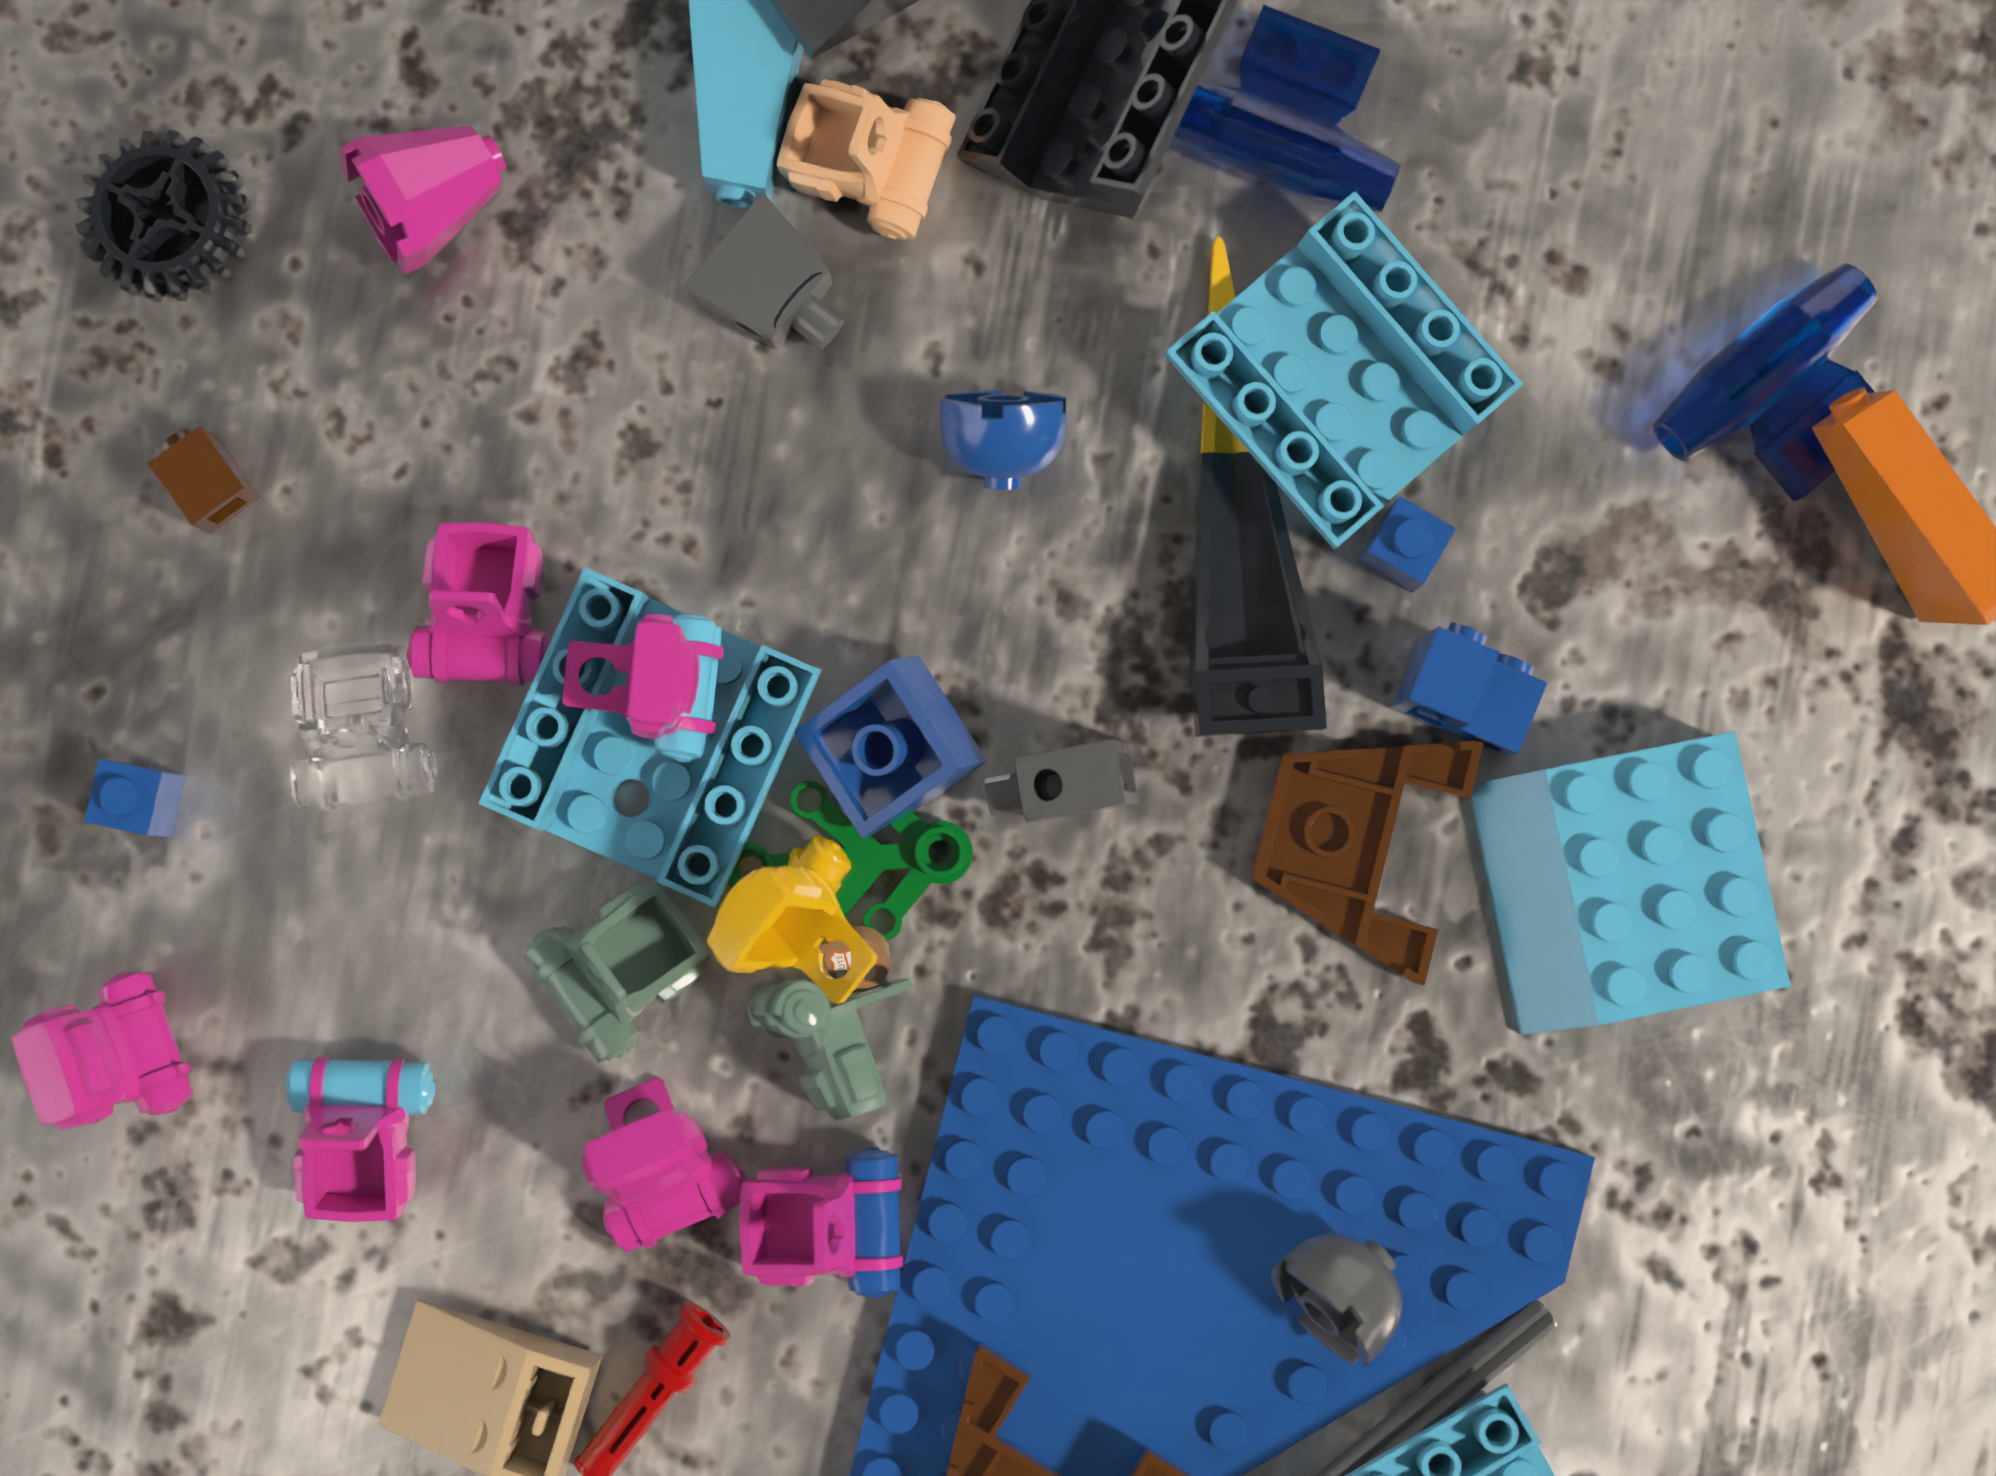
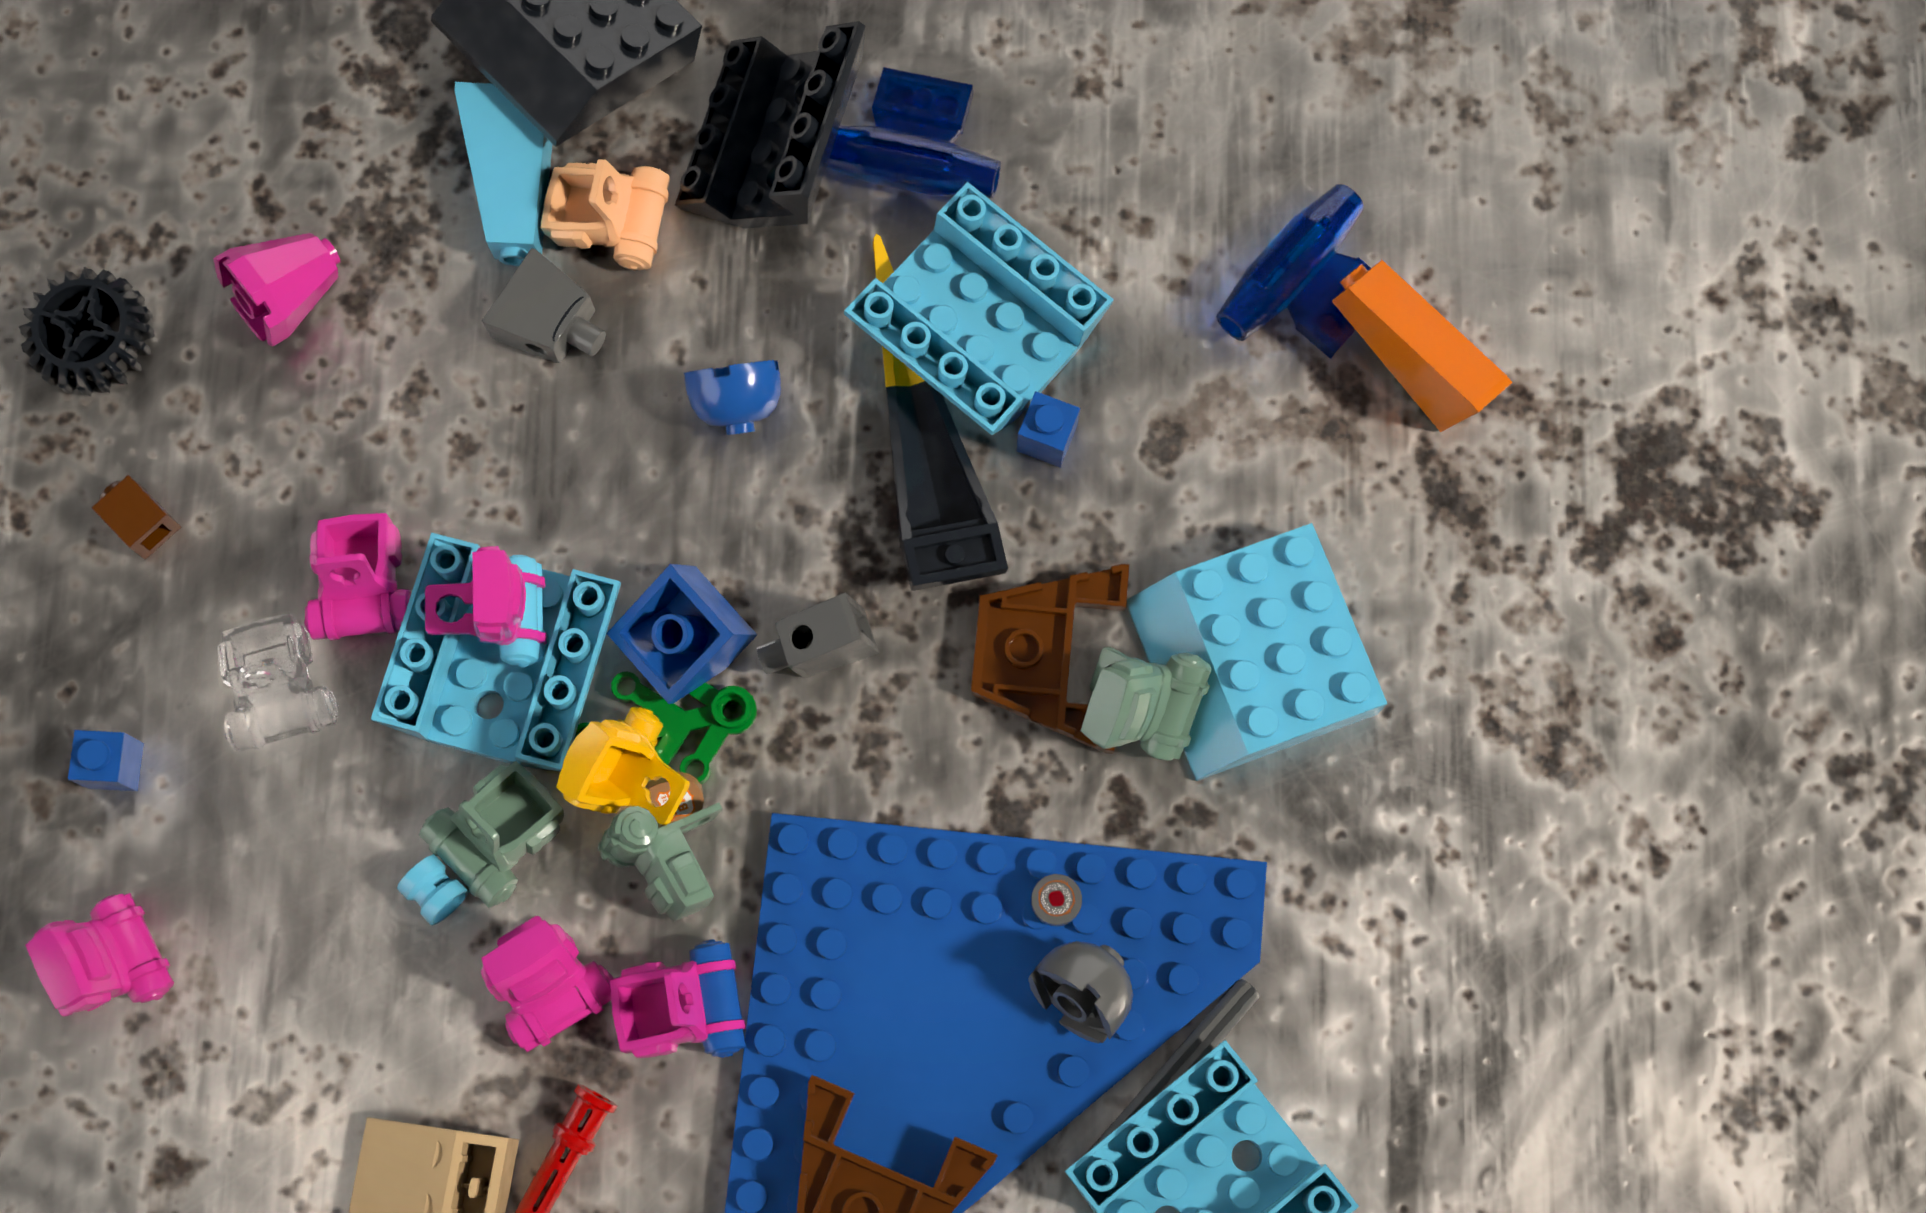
camera: 10 degrees left, 10 degrees down
(355, 1135) = (305, 992): dark pink piece -> none
(531, 1028) = (432, 889): none -> medium azure wheel
(1321, 1170) = (1056, 900): none -> dark grey tile
(1469, 689) = (1111, 529): blue brick -> none
(1477, 933) = (1145, 702): none -> sand green piece

